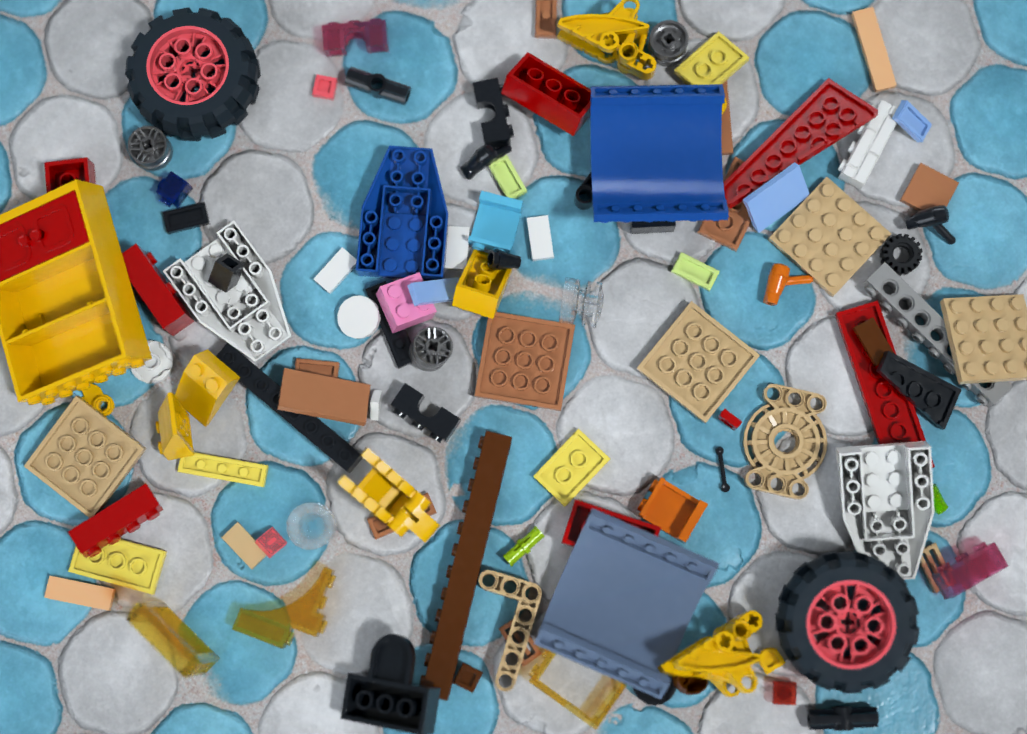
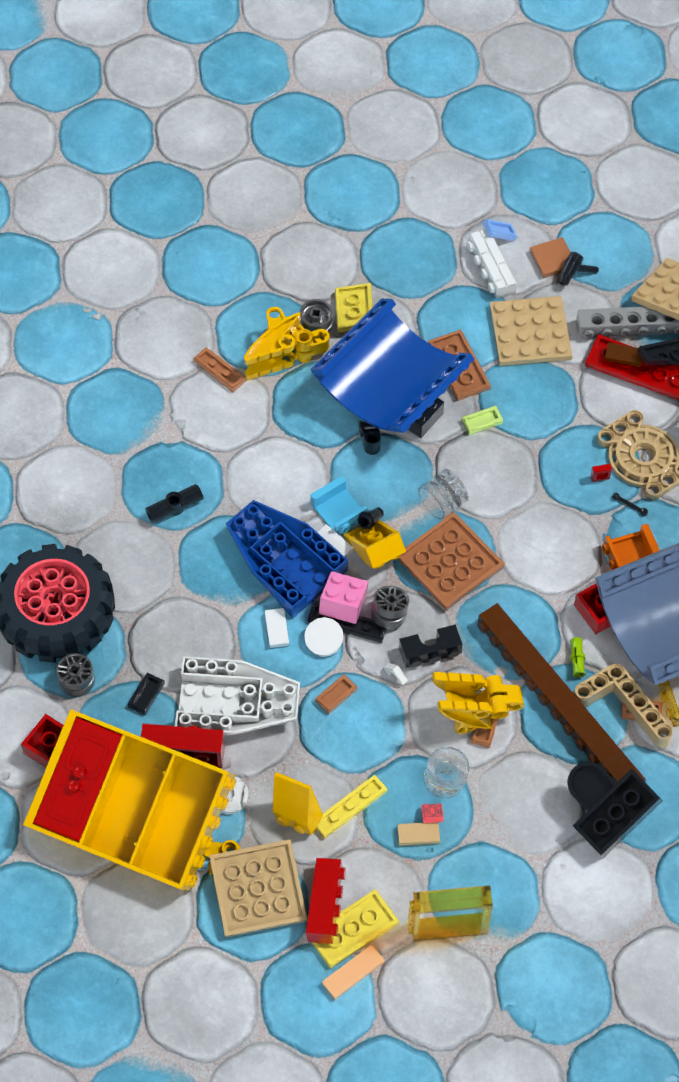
camera: 55 degrees left, 20 degrees down
(173, 190) = (119, 684): clear blue brick -> none
(205, 386) = (285, 757): yellow slope -> none
(226, 272) = (217, 688): black brick -> none
(303, 615) = (496, 852): clear yellow arch -> none
(309, 426) = (347, 727): black brick -> none
(324, 87) = (140, 538): coral tile -> none
(324, 397) = (362, 695): nougat tile -> none
(337, 36) = (134, 480): clear pink arch -> none
(433, 291) = (354, 571): light blue tile -> none
(467, 677) = (640, 760): reddish brown tile -> none
(483, 158) = (288, 480): black piece -> none
(489, 96) = (249, 443): black arch -> none
(507, 178) = (312, 477): yellowish green tile -> none
(540, 238) = (373, 490): white tile -> none
(548, 93) = (284, 405): red brick -> none
(571, 467) = (549, 590): light yellow tile -> none
(698, 362) = (545, 462): tan plate -> none
(776, 197) = (478, 335): light blue tile -> none
(778, 279) = (534, 380): orange piece -> none
(813, 127) = (452, 286): red wing -> none
(874, 49) = (431, 217): light nougat tile -> none
(907, 243) = (579, 292): black tyre -> none

